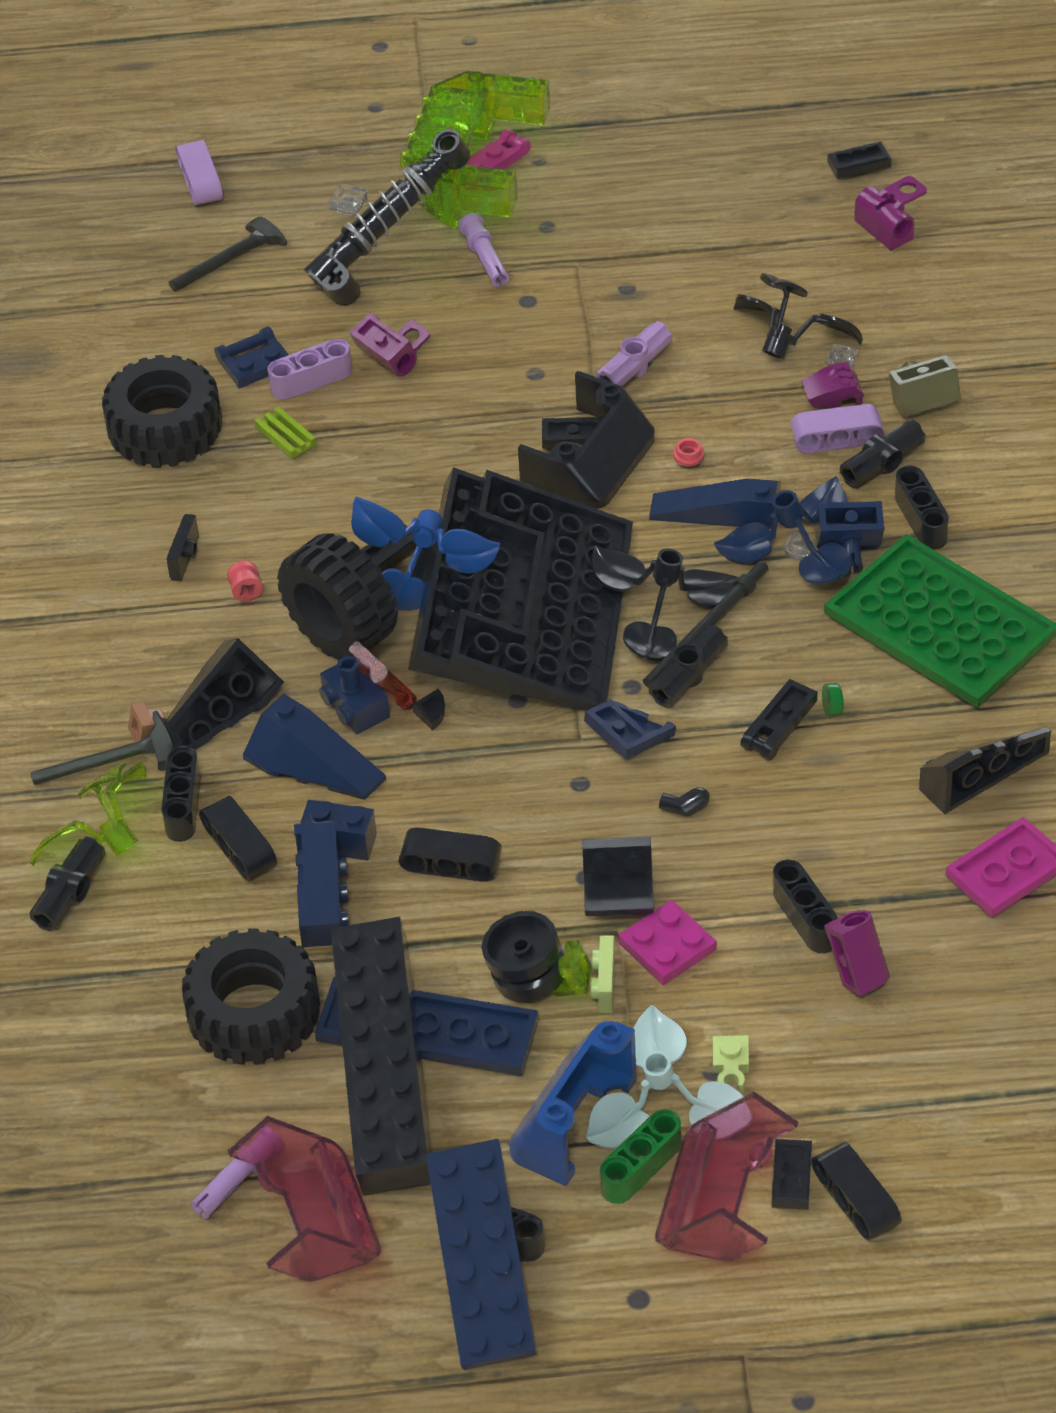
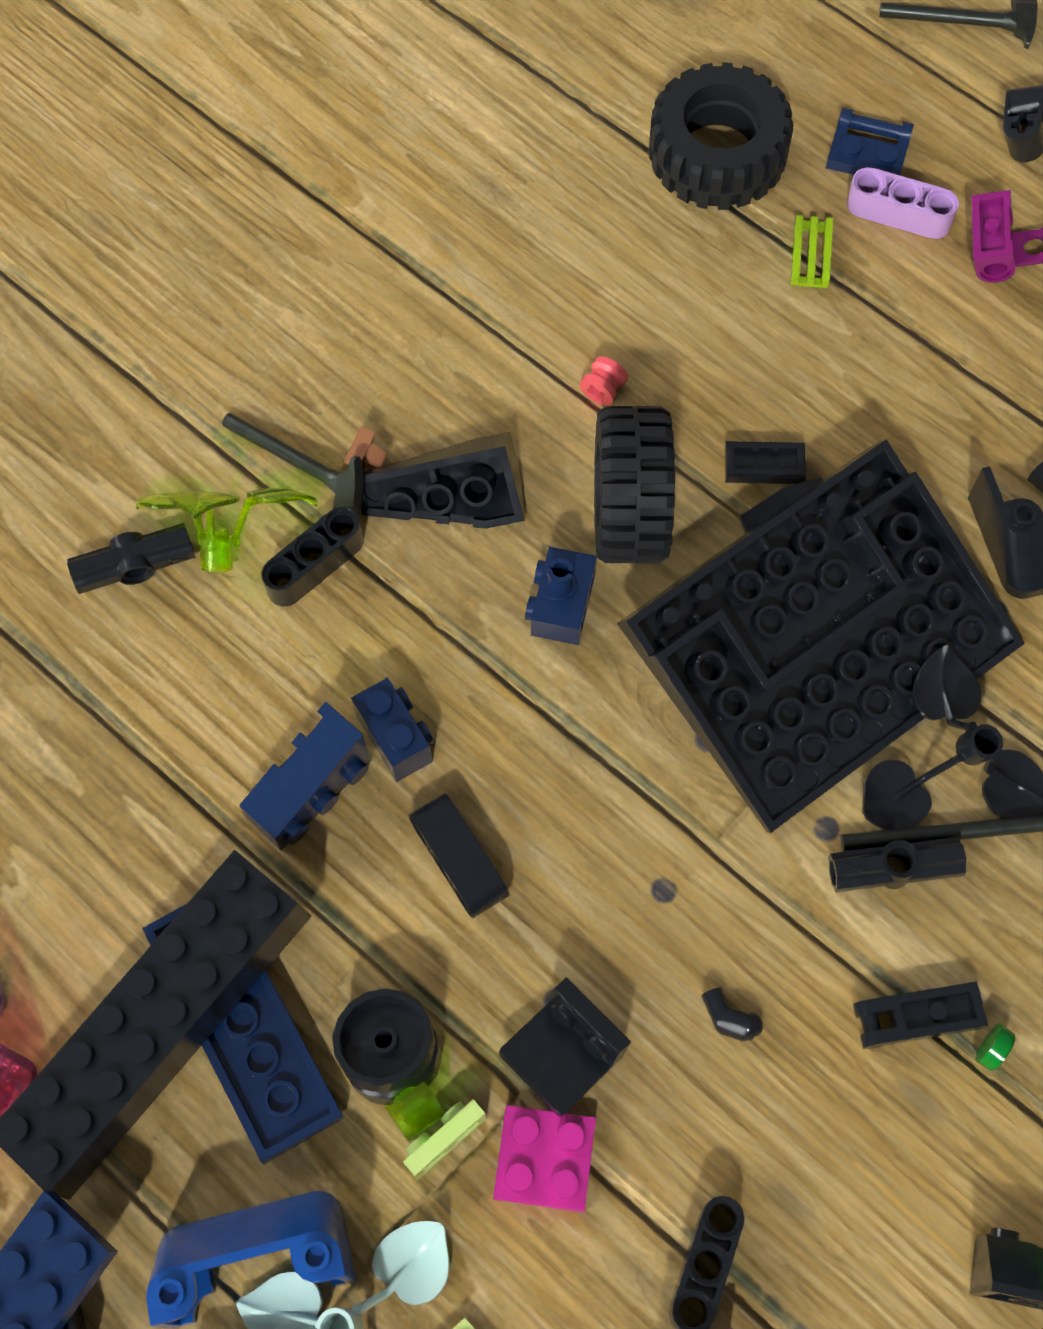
camera: 45 degrees right, 20 degrees up
(183, 547) = (590, 296): black plate -> none
(238, 837) = (308, 650): black beam -> none
(260, 1030) = (95, 795): black tyre -> none
(303, 746) = (459, 610): dark blue wedge -> none
(383, 676) = (604, 593): clear red plate -> none
(430, 709) = (619, 674): black tile -> none
(463, 549) = (776, 492): blue plant -> none
(626, 728) = (764, 878): dark blue wing -> none

